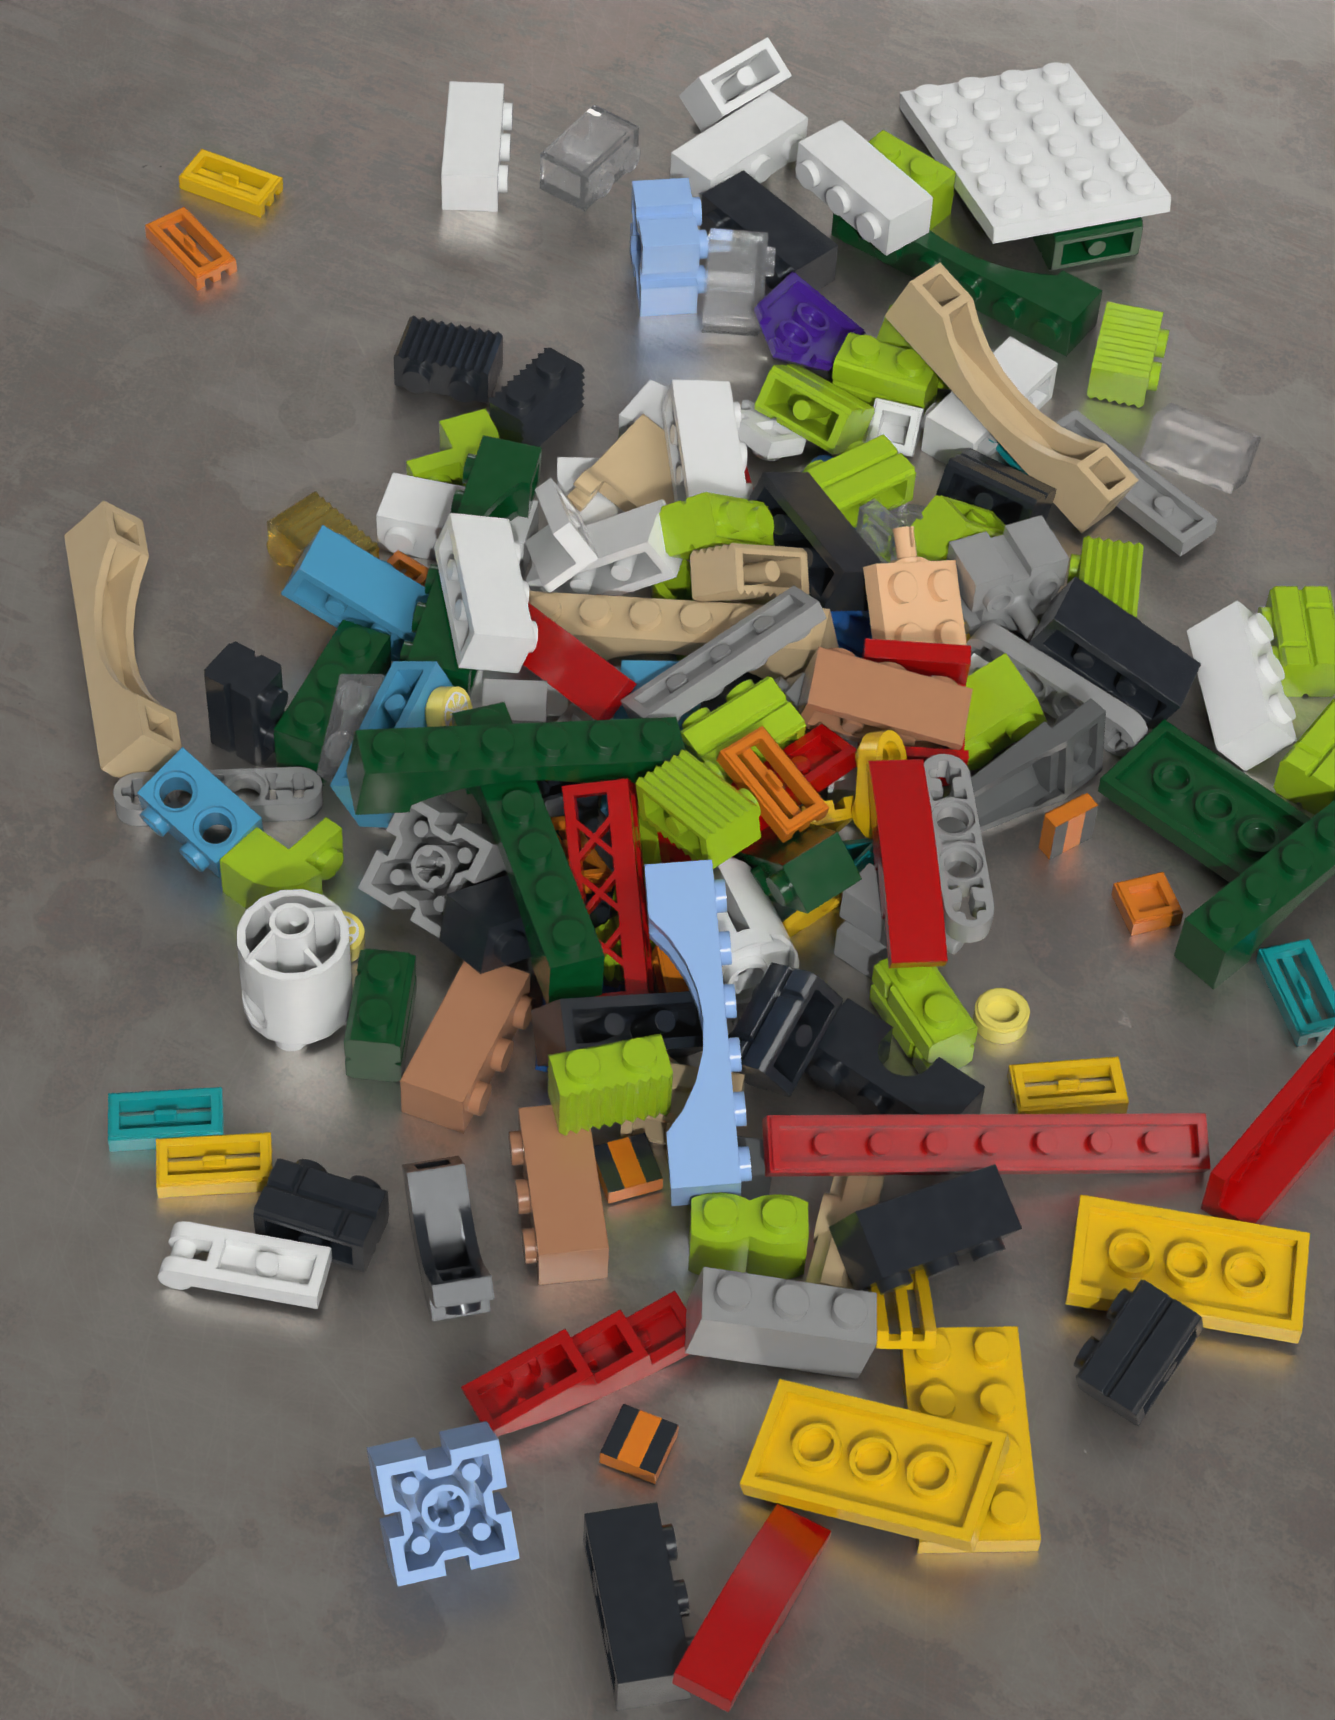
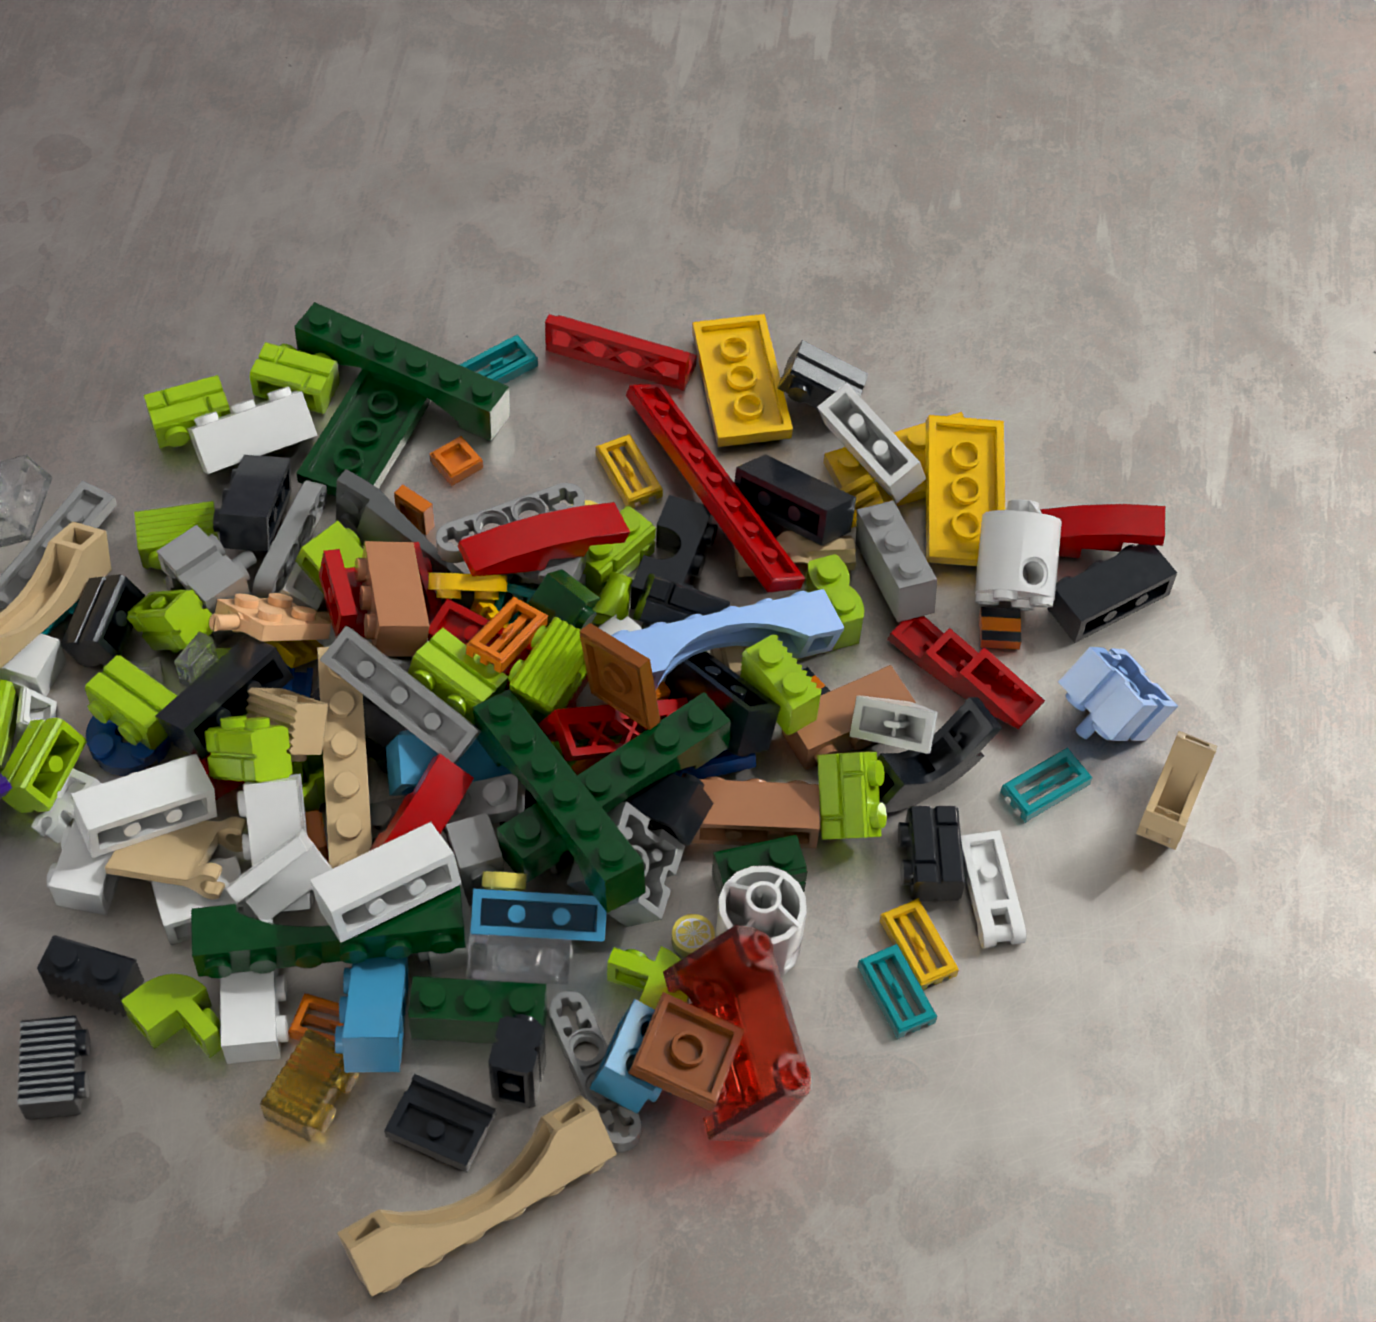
camera: 110 degrees left, 5 degrees up
(84, 908) = (742, 984): none -> clear red windscreen
(167, 836) = (687, 1051): none -> dark orange plate
(230, 621) = (440, 1122): none -> black plate
(271, 1536) = (1177, 790): none -> tan arch
(361, 1353) = (1021, 801): none -> teal tile
(429, 1125) = (850, 795): none -> lime brick
(507, 1205) = (894, 723): none -> white slope
(638, 838) = (620, 676): none -> dark orange plate
(711, 1457) = (1018, 556): none -> white cylinder
(845, 981) = (613, 599): none -> lime cone
(981, 1343) = (872, 443): none -> white brick

